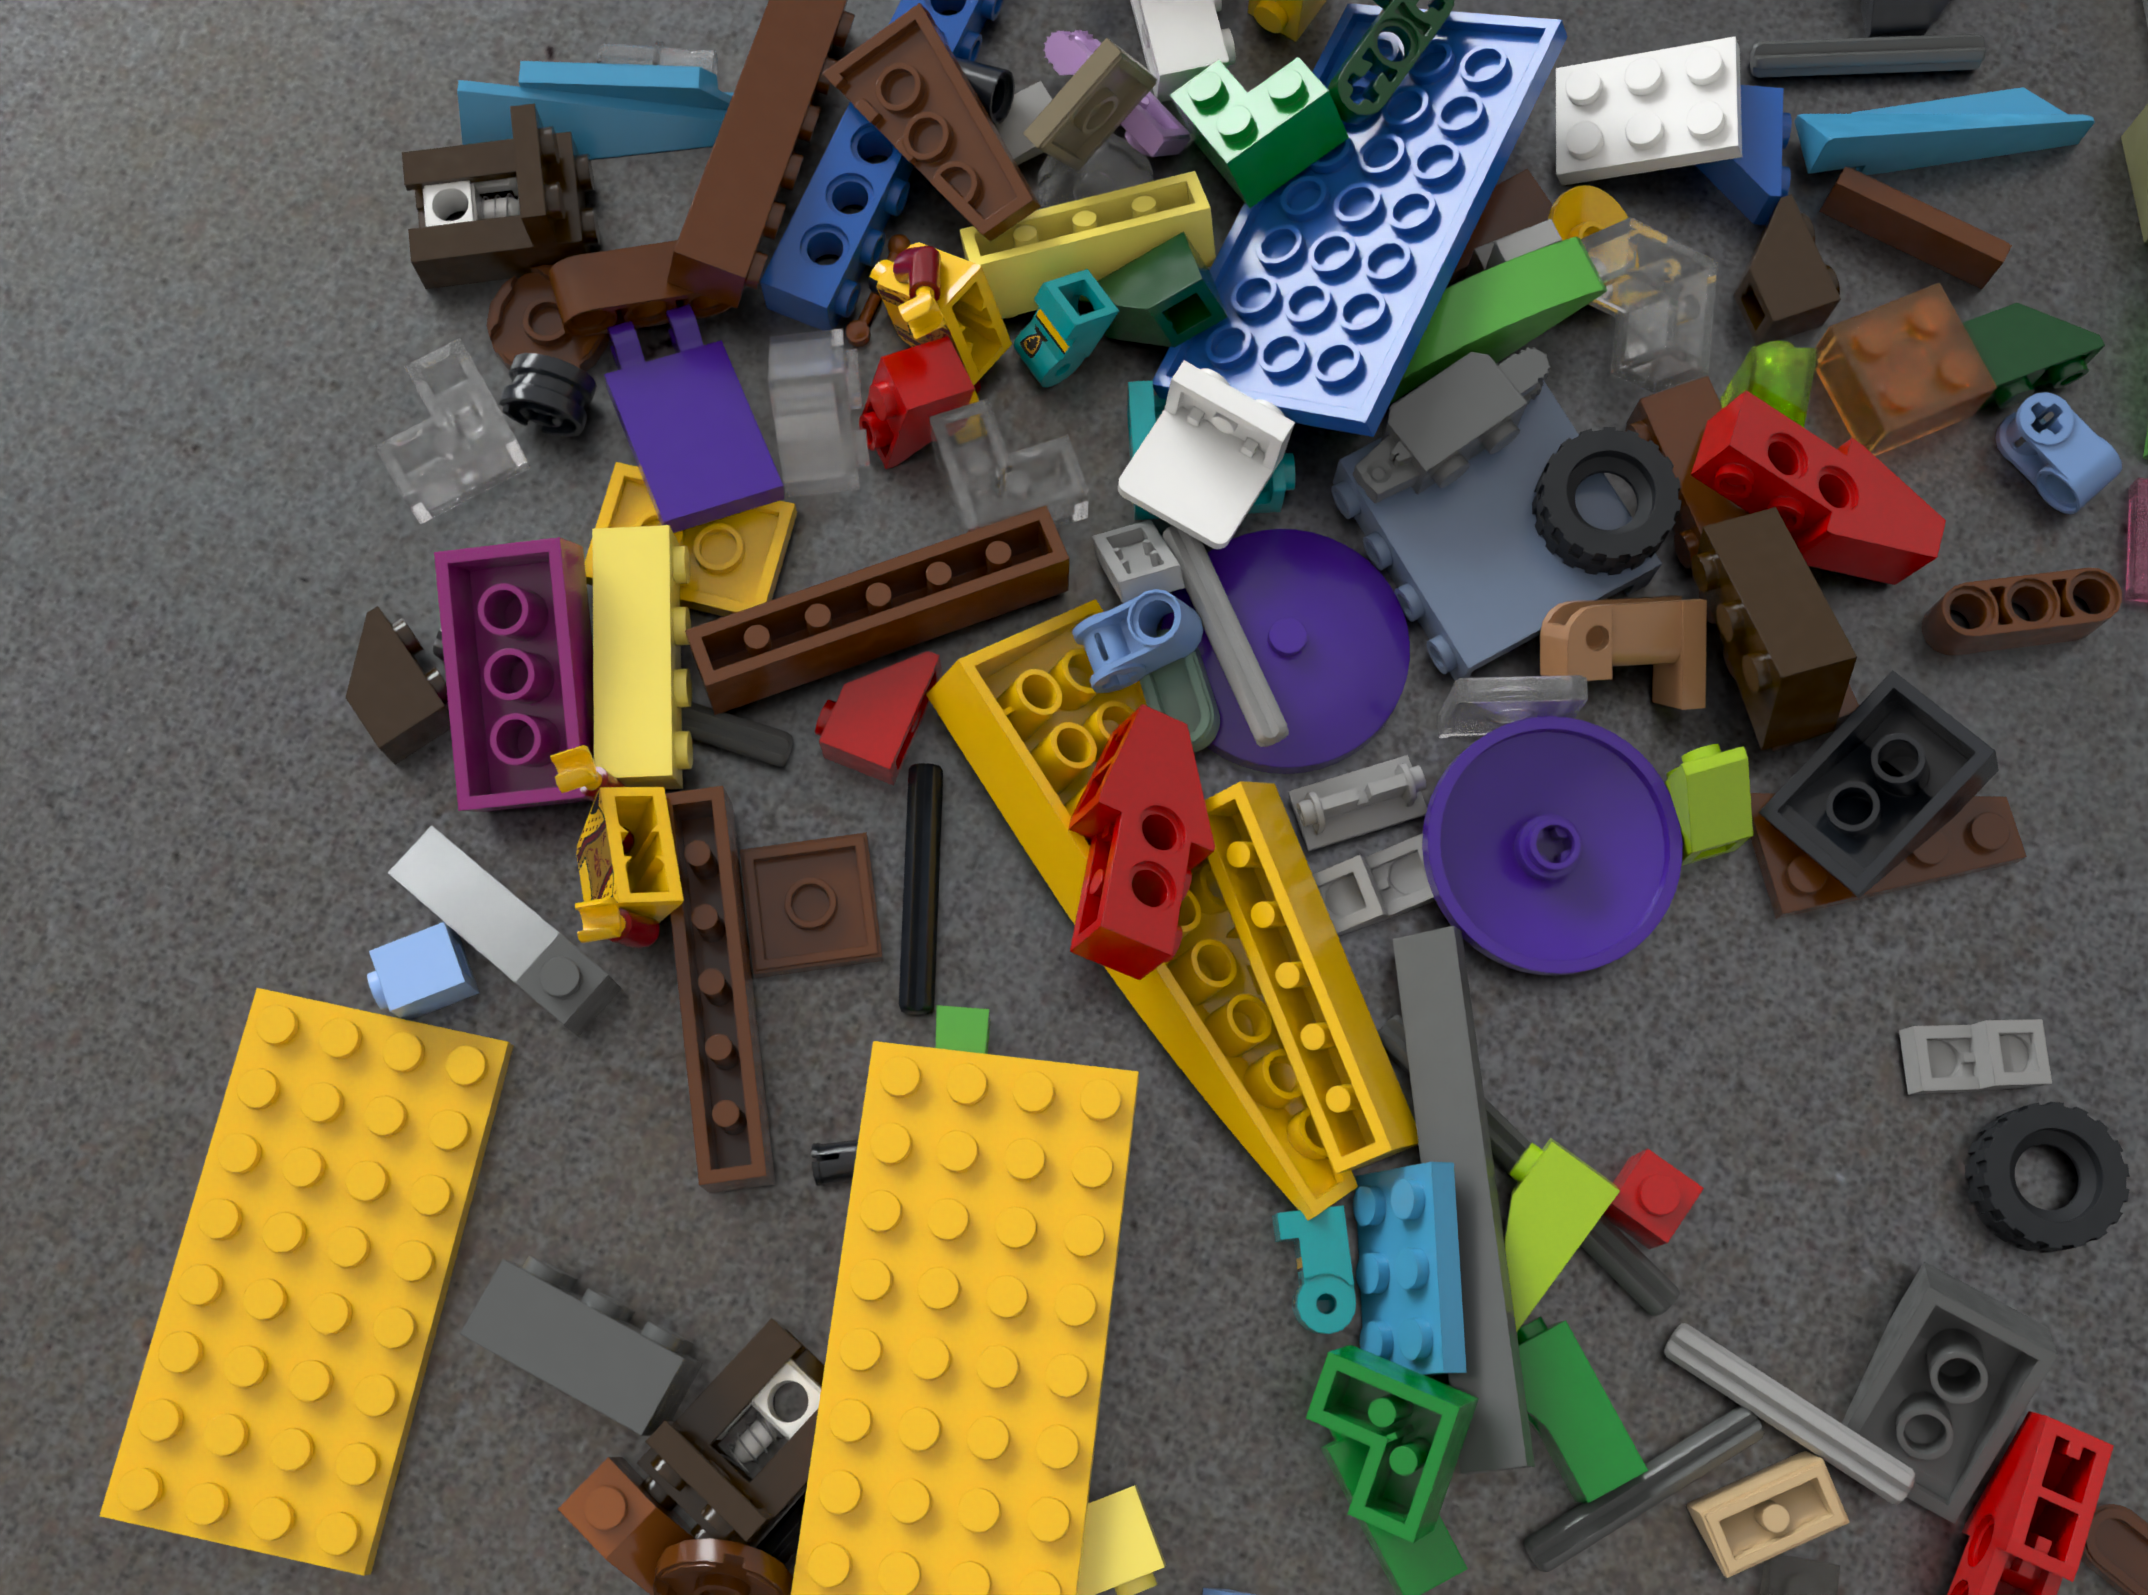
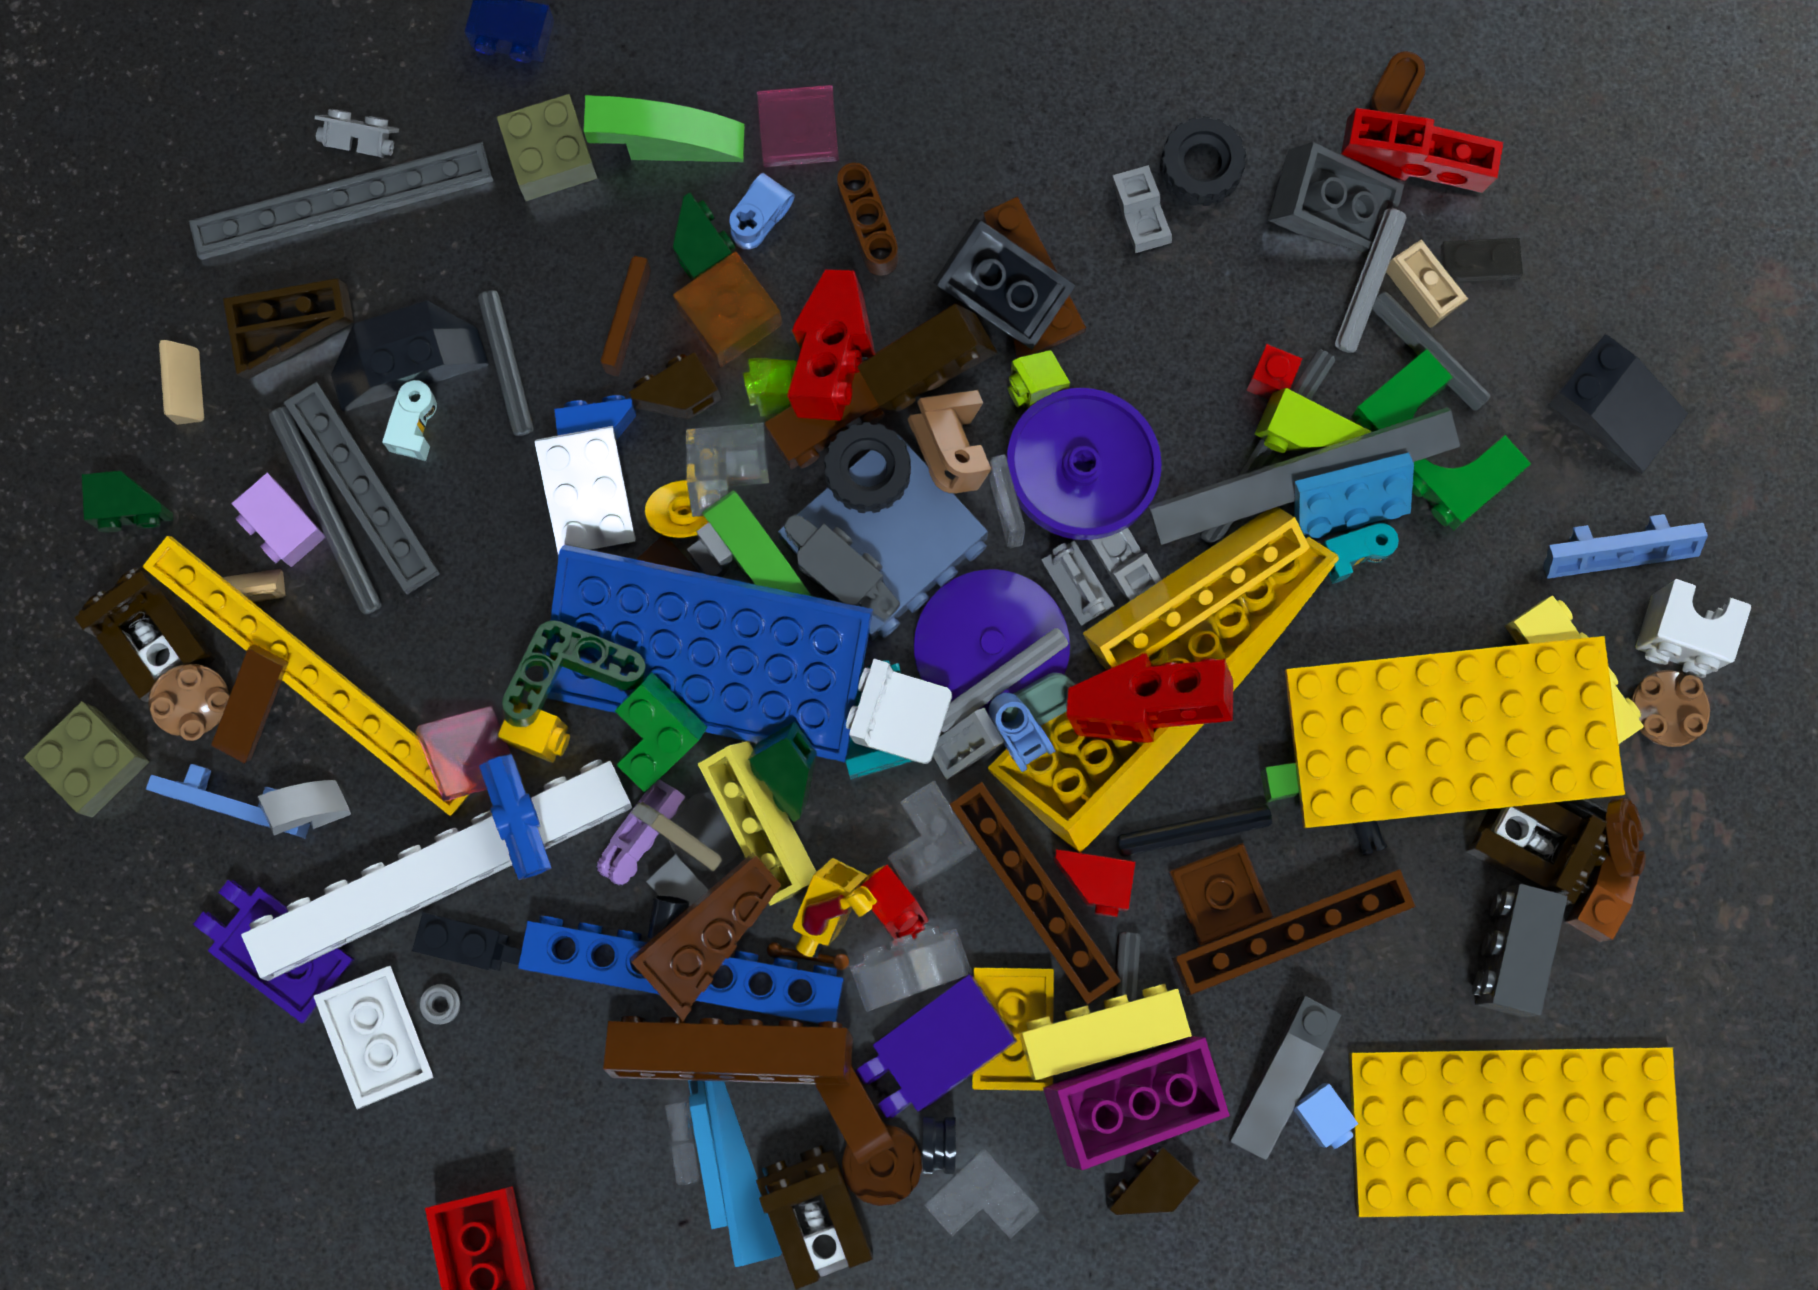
camera: 100 degrees left, 5 degrees up
(622, 854) = (1240, 1003): torso -> none
(1057, 334) = (823, 825): teal leg -> none
(1411, 1431) = (1444, 481): green brick -> none
(1937, 132) = (552, 315): dark azure wedge -> none

